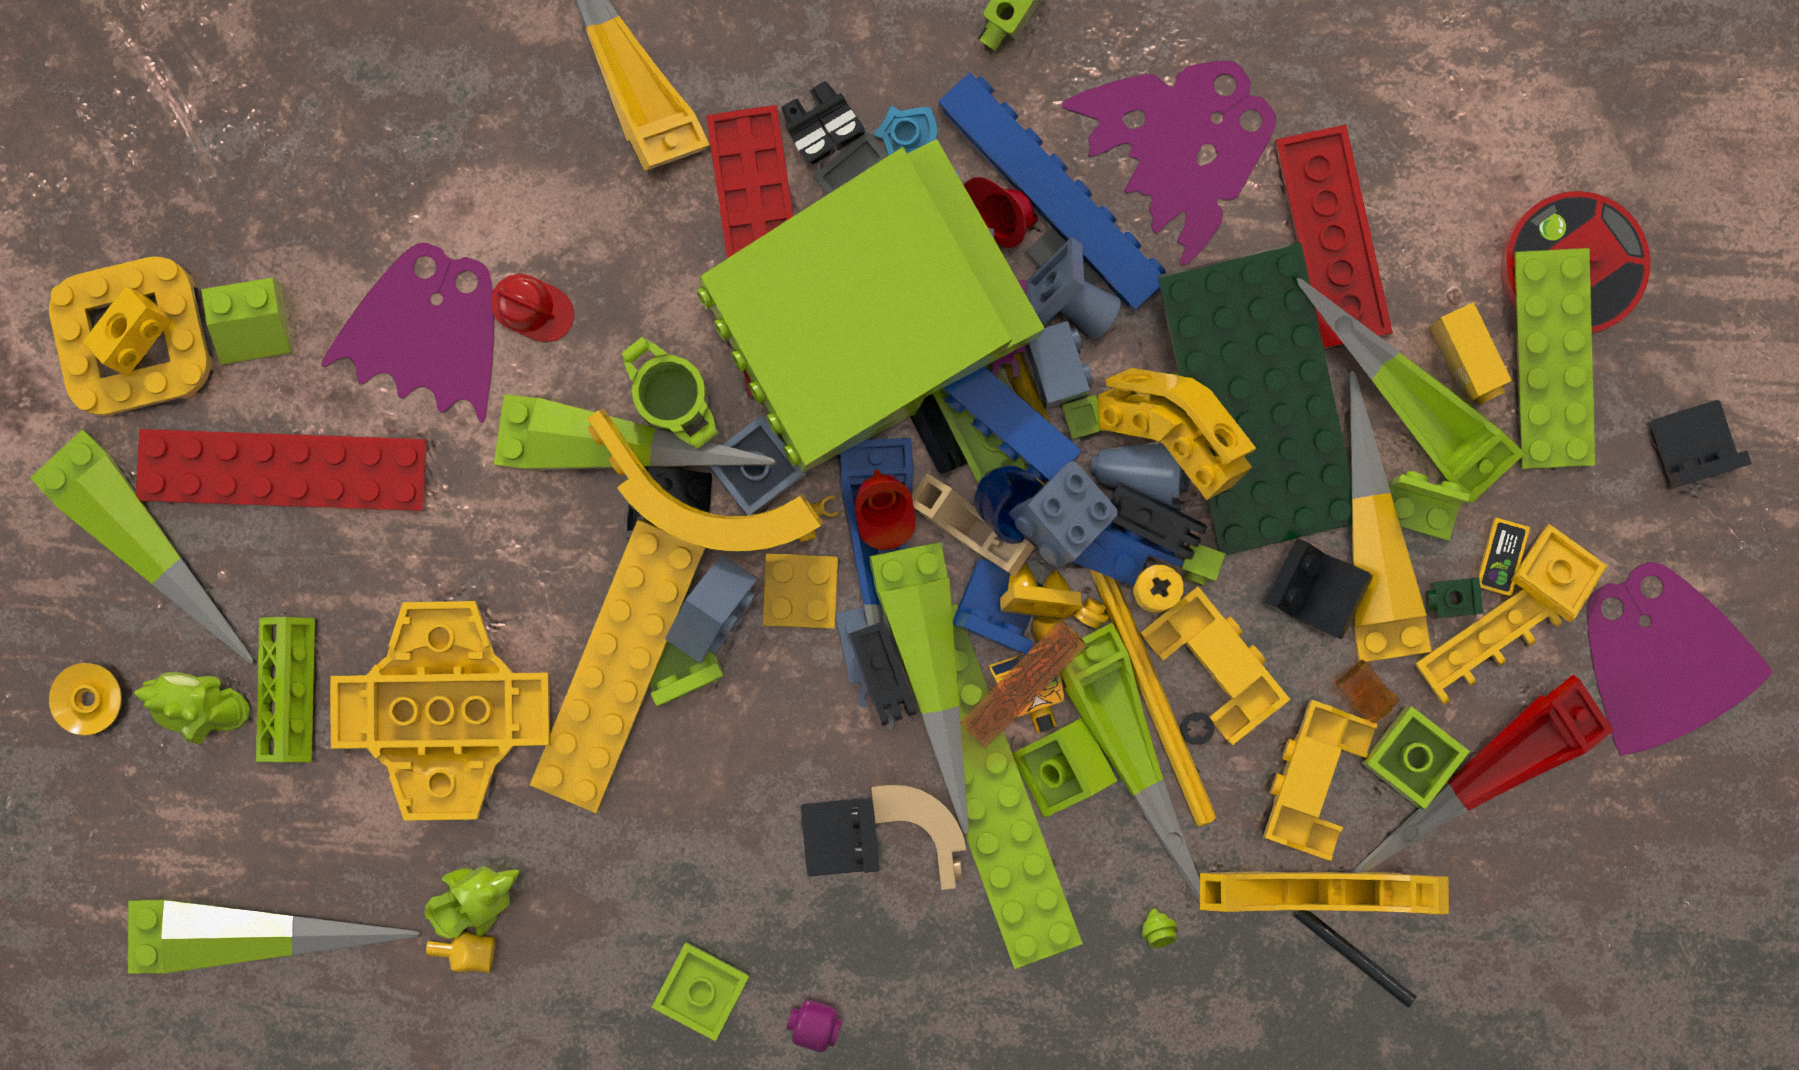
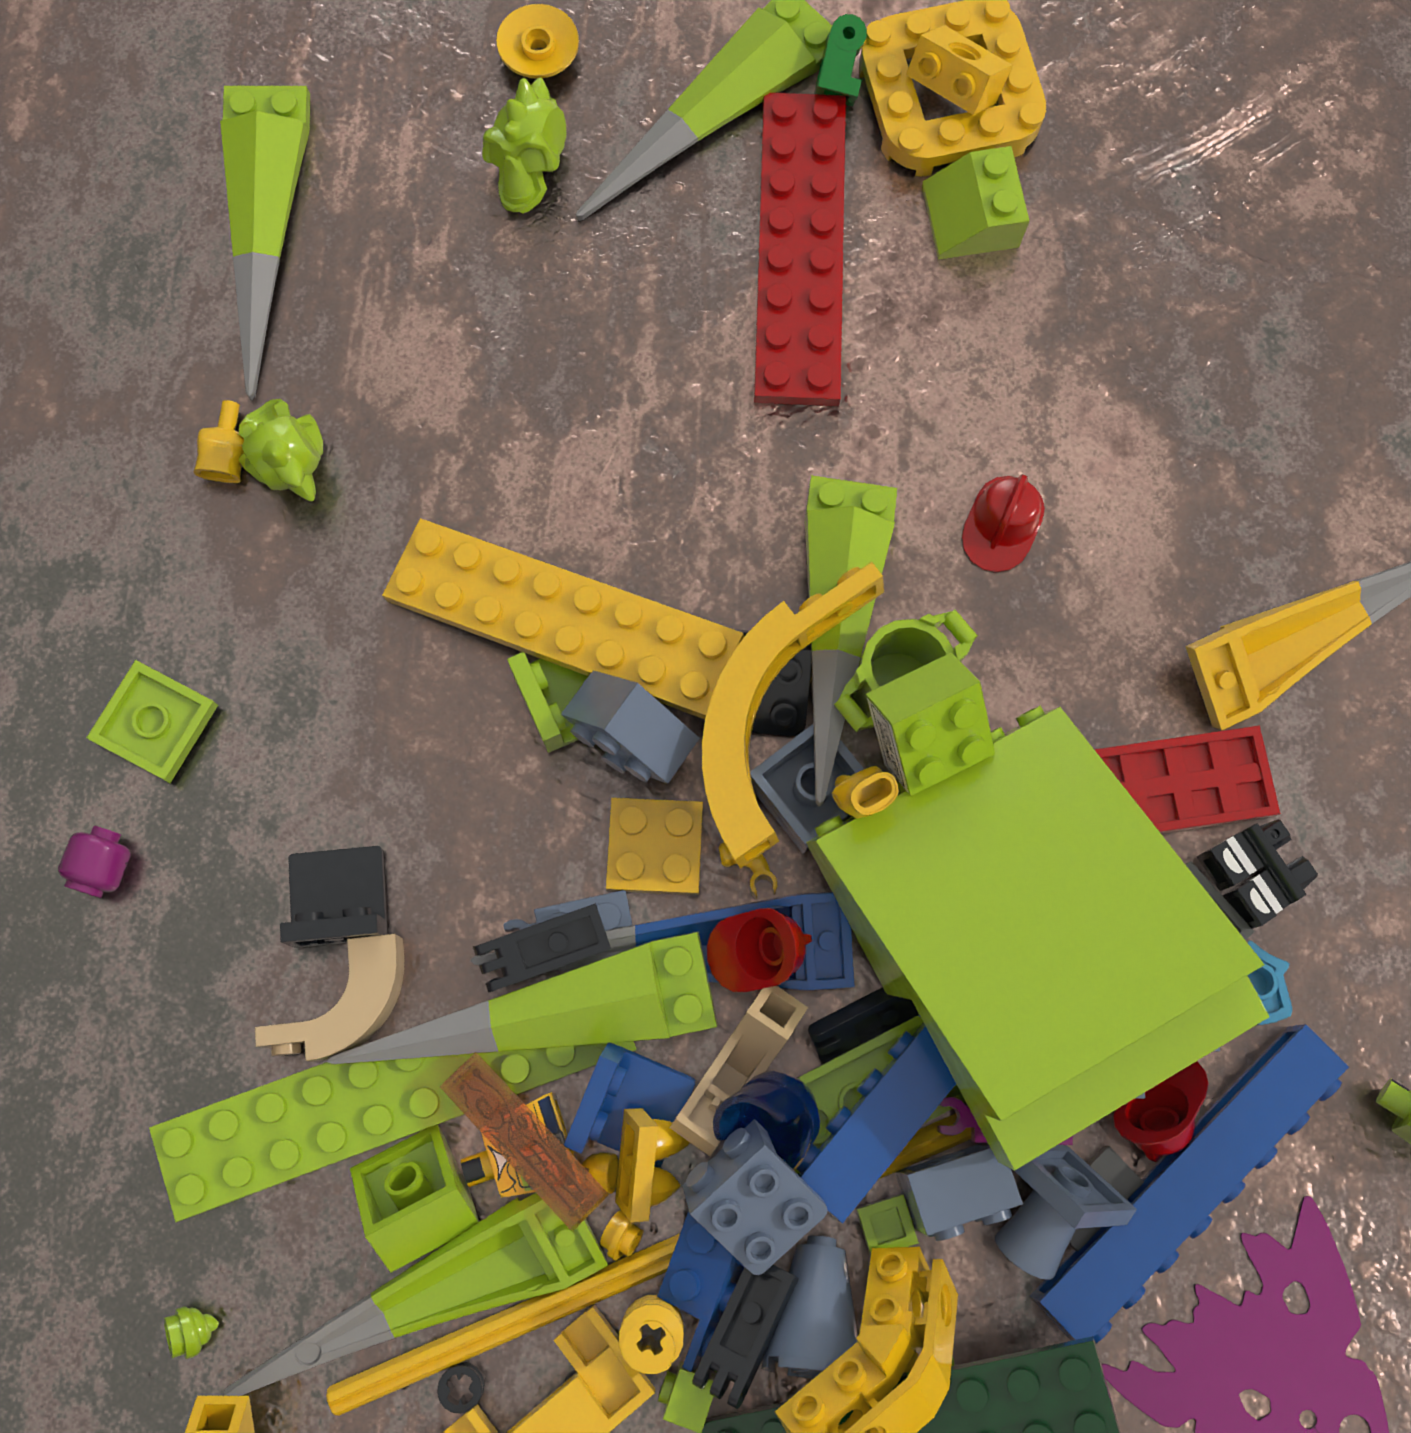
camera: 80 degrees right, 10 degrees down
(97, 431) = (838, 59): none -> green leg
(290, 689) = (542, 250): lime fence -> none
(421, 342) = (956, 402): magenta piece -> none
(440, 710) = (511, 414): yellow plate -> none
(718, 376) = (931, 723): none -> lime brick
(769, 428) = (865, 792): none -> yellow piece

